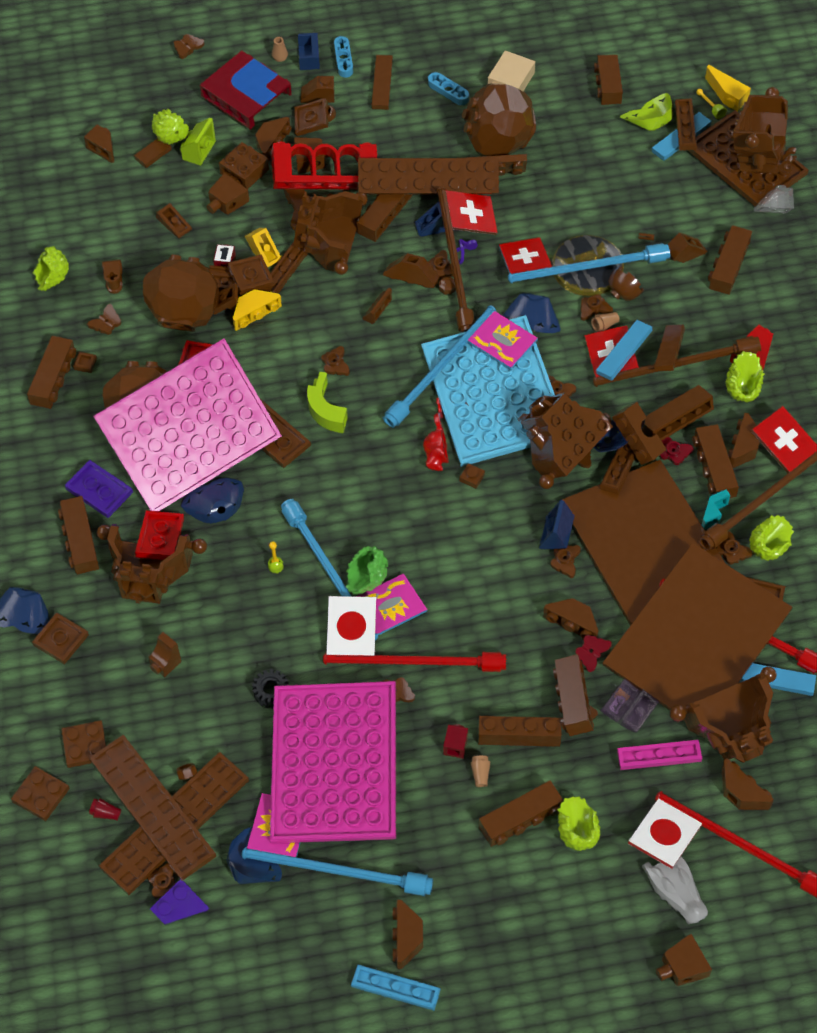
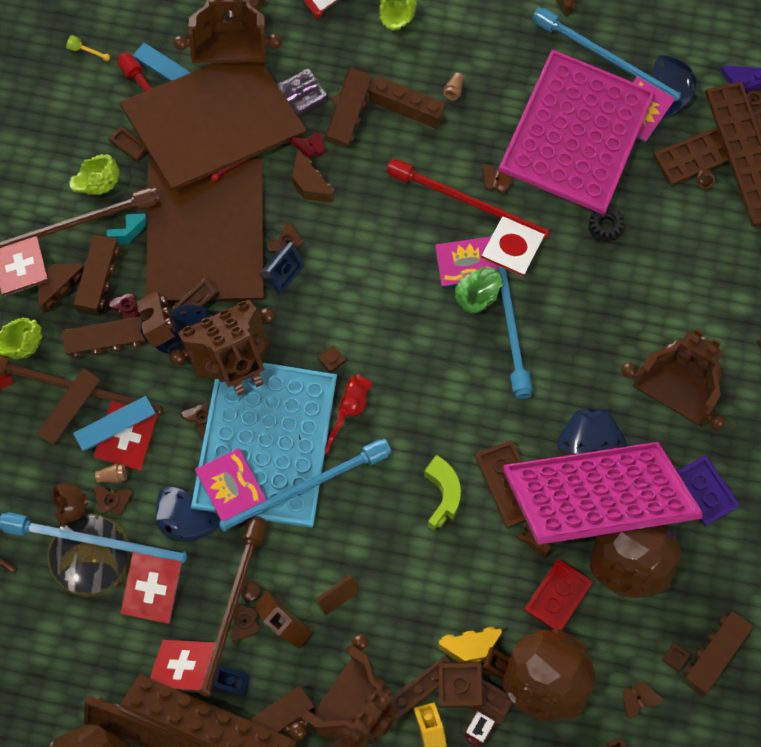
camera: 160 degrees left, 10 degrees up
(79, 535) = (739, 445): reddish brown brick -> none
(159, 535) = (660, 409): red plate -> none
(165, 655) = (693, 285): reddish brown arch -> none
(275, 563) = (559, 342): lime hinge -> none
(335, 363) = (406, 552): reddish brown animal -> none
(455, 741) = (464, 116): dark red brick -> none
(470, 245) = (203, 633): dark purple piece -> none
(520, 814) = (437, 40): reddish brown brick -> none
(659, 754) = (304, 43): dark pink plate -> none
(737, 553) = (129, 187): reddish brown animal -> none

